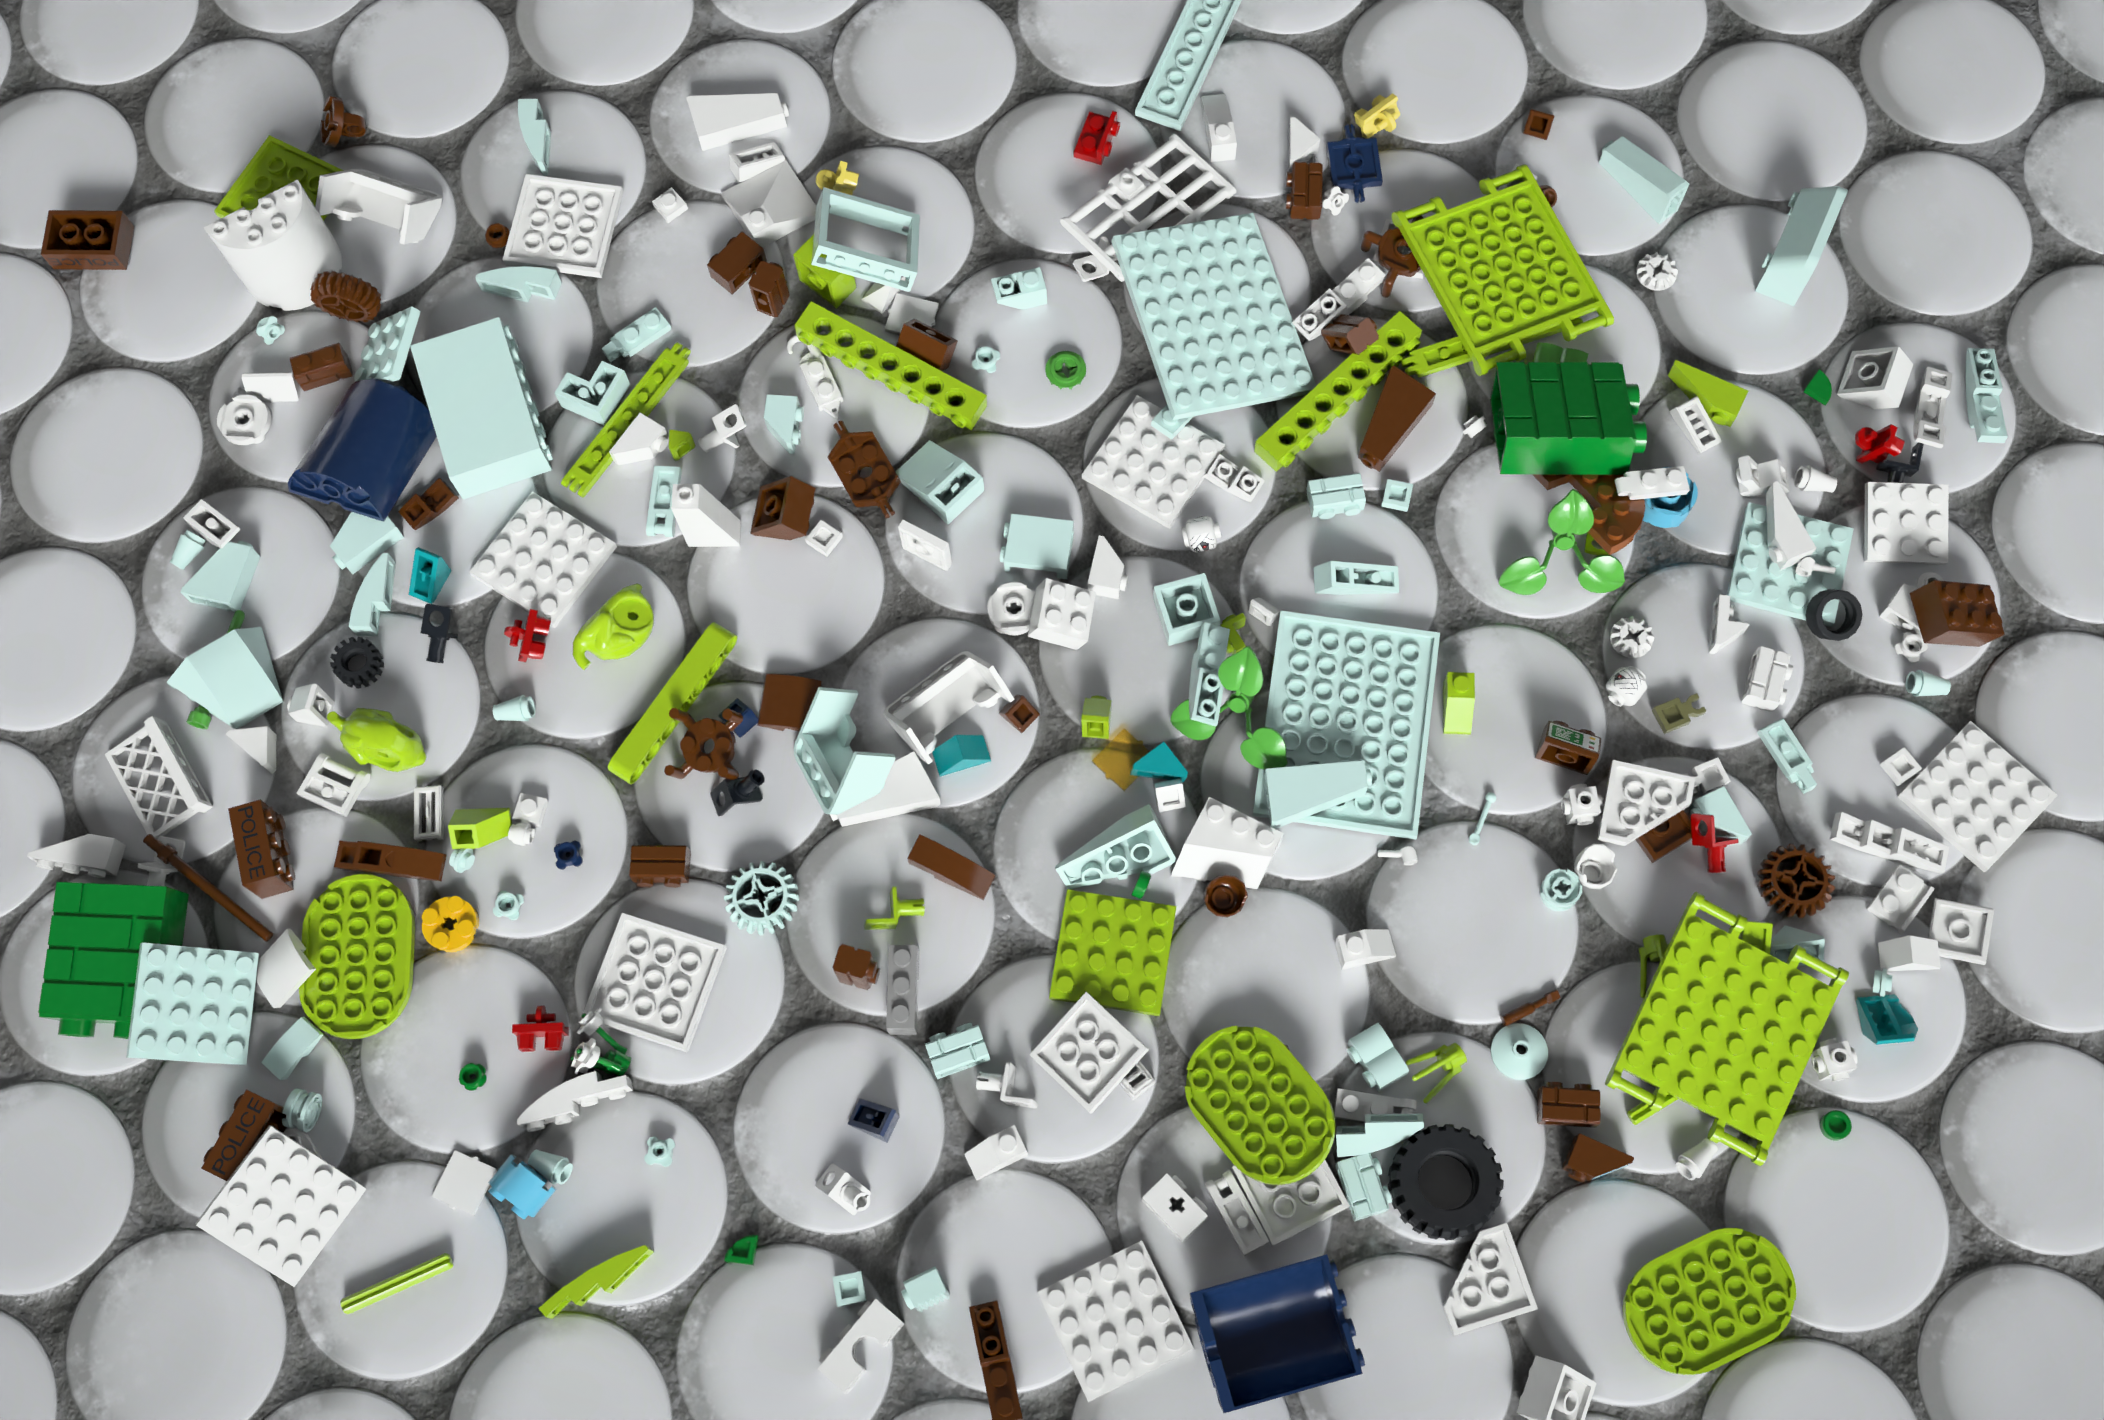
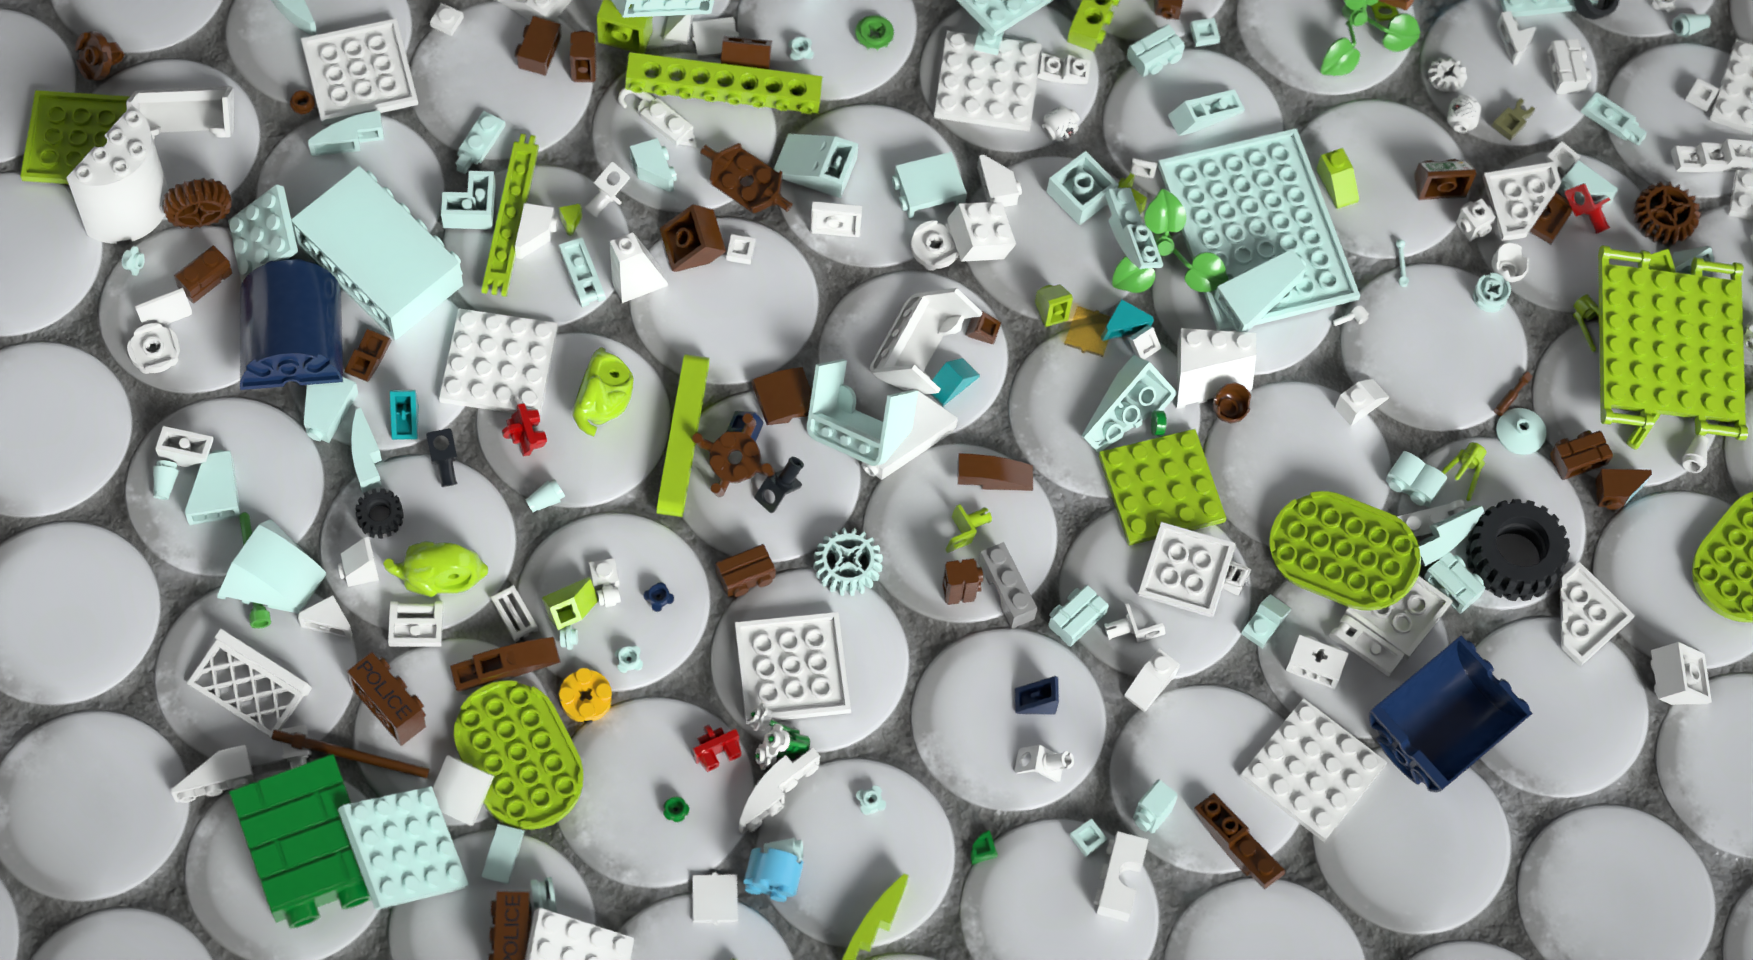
camera: 35 degrees left, 5 degrees down
(1147, 1139) = (1266, 621): none -> light aqua slope

